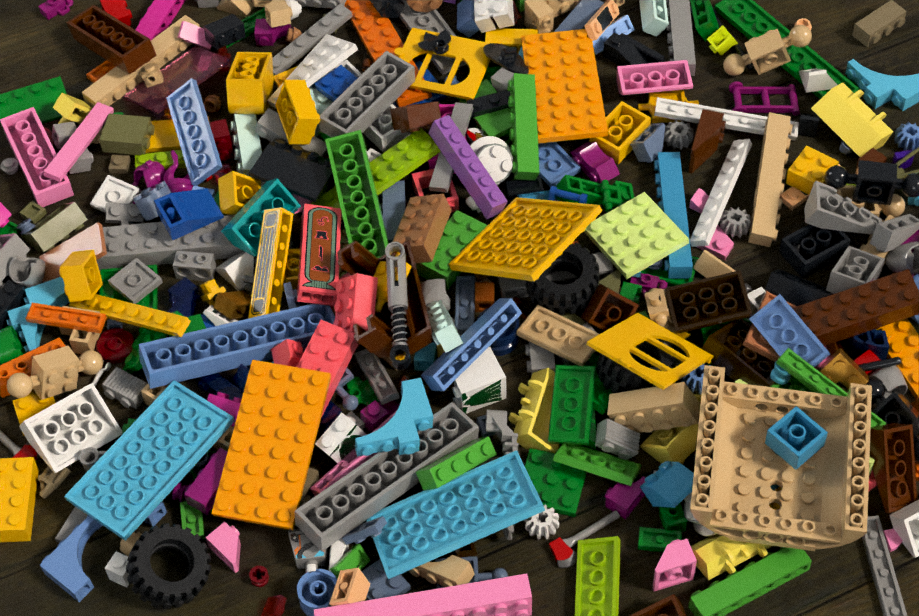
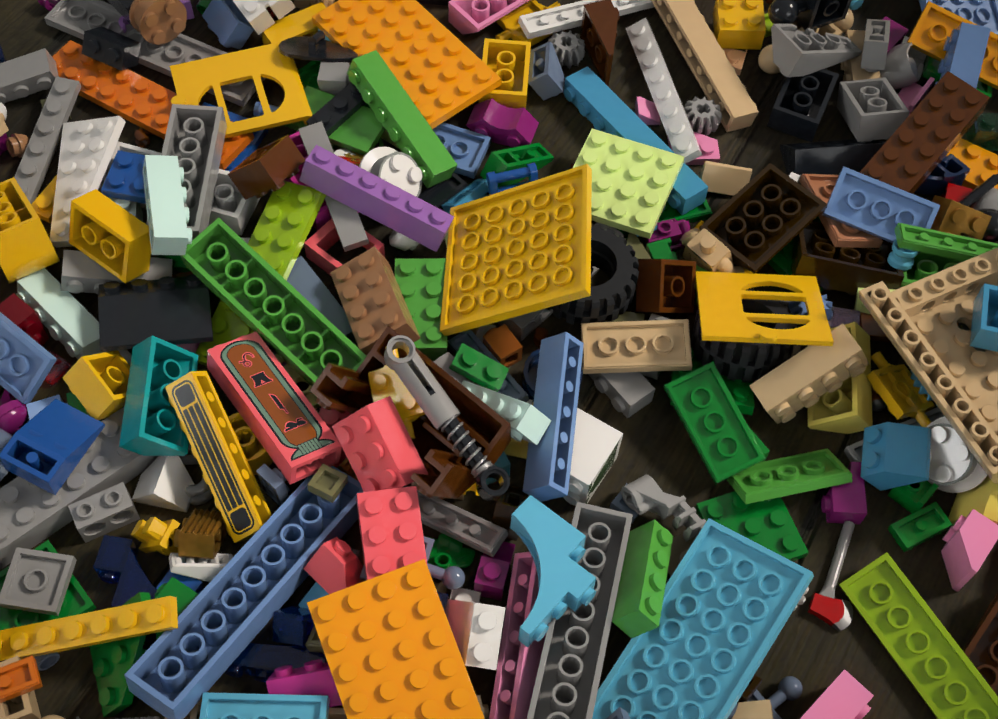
camera: 40 degrees left, 5 degrees up
(115, 345) = (67, 687): dark red tile -> none
(317, 311) = (327, 483): none -> olive plate
(333, 107) = (165, 205): none -> light aqua brick
(437, 44) = (219, 70): black plate -> none
(454, 297) = (478, 368): none -> green plate
(535, 413) = (672, 451): light yellow piece -> none
(617, 439) = (788, 434): light grey brick -> none
(622, 193) = (559, 143): green plate -> none

